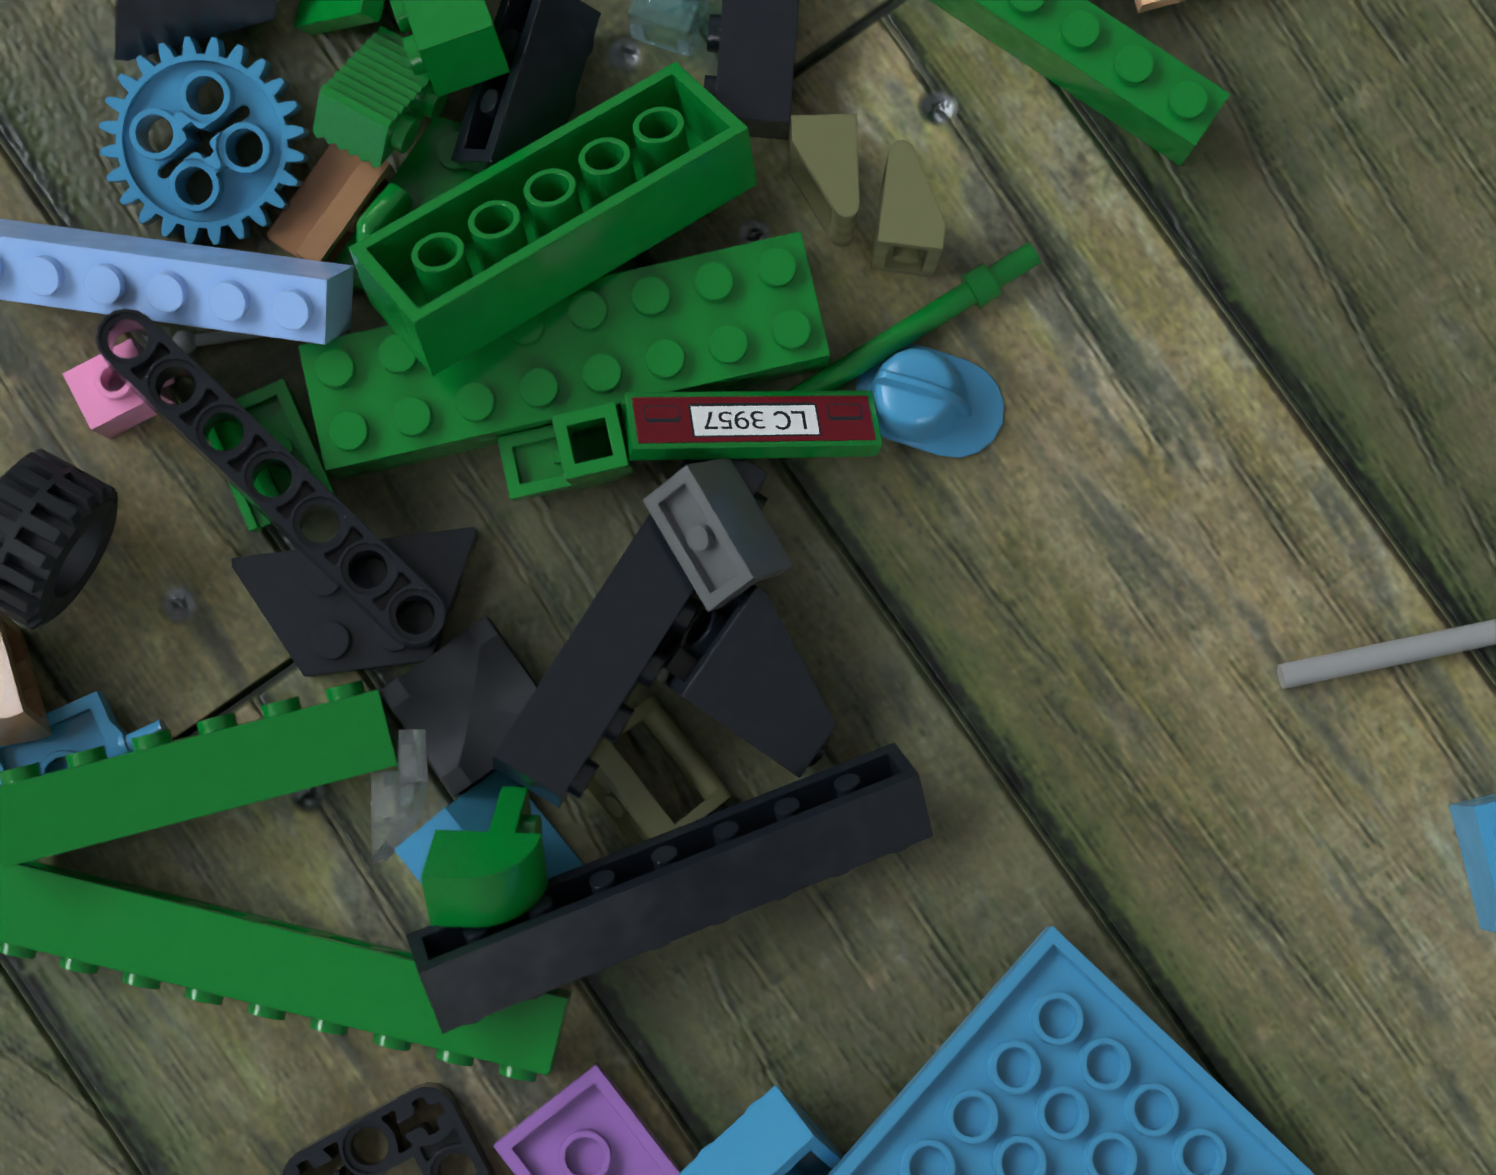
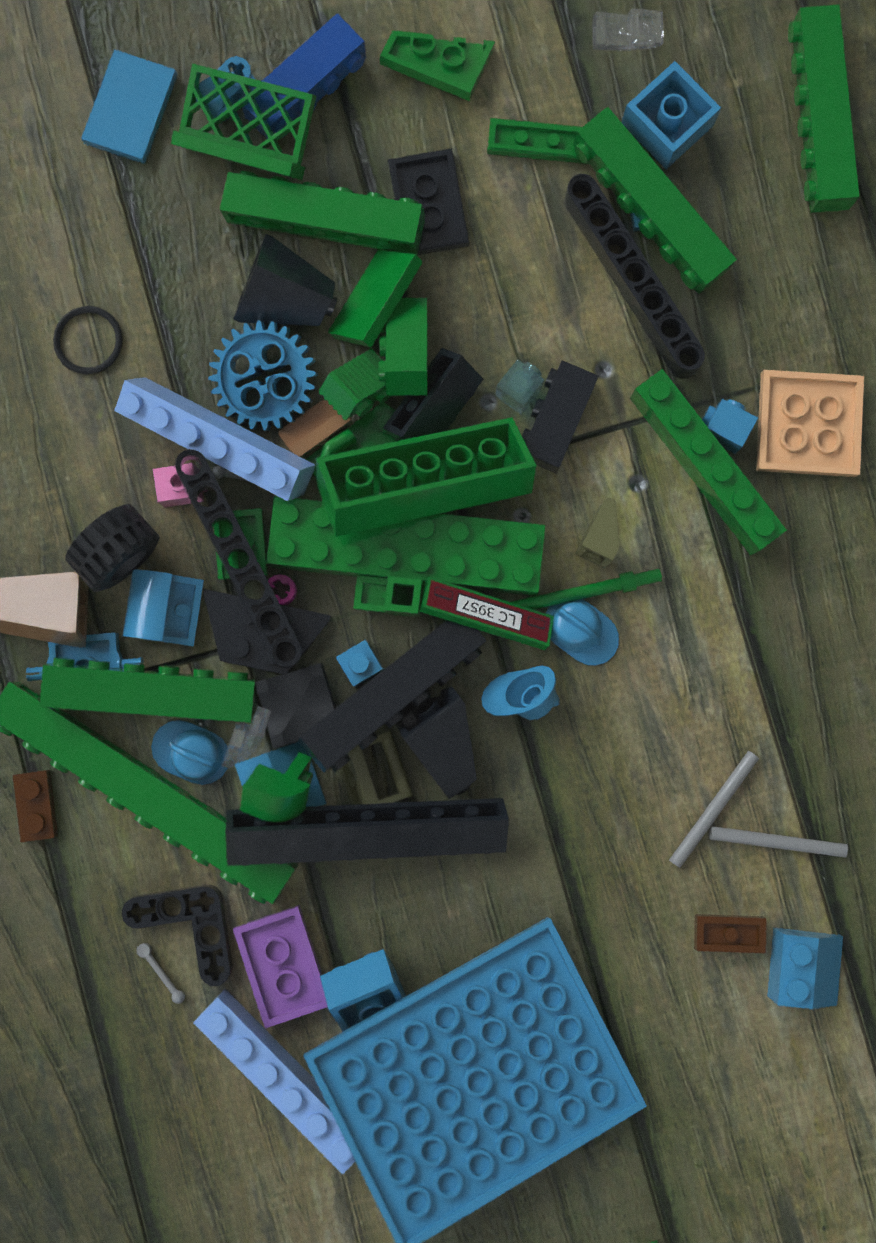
camera: 25 degrees right, 0 degrees up
(60, 1052) = (35, 806): none -> reddish brown plate
(167, 616) = (163, 607): none -> dark azure brick
(306, 859) = (189, 752): none -> dark azure piece
(374, 494) = (285, 580): none -> dark pink bush
(556, 593) = (360, 663): none -> dark azure brick
(716, 531) = (450, 662): dark grey panel -> none
(827, 170) = (569, 499): olive tile -> none
(866, 543) = (522, 692): none -> dark azure piece
(1272, 633) = (714, 809): none -> light grey bar
(1377, 841) = (730, 933): none -> reddish brown plate

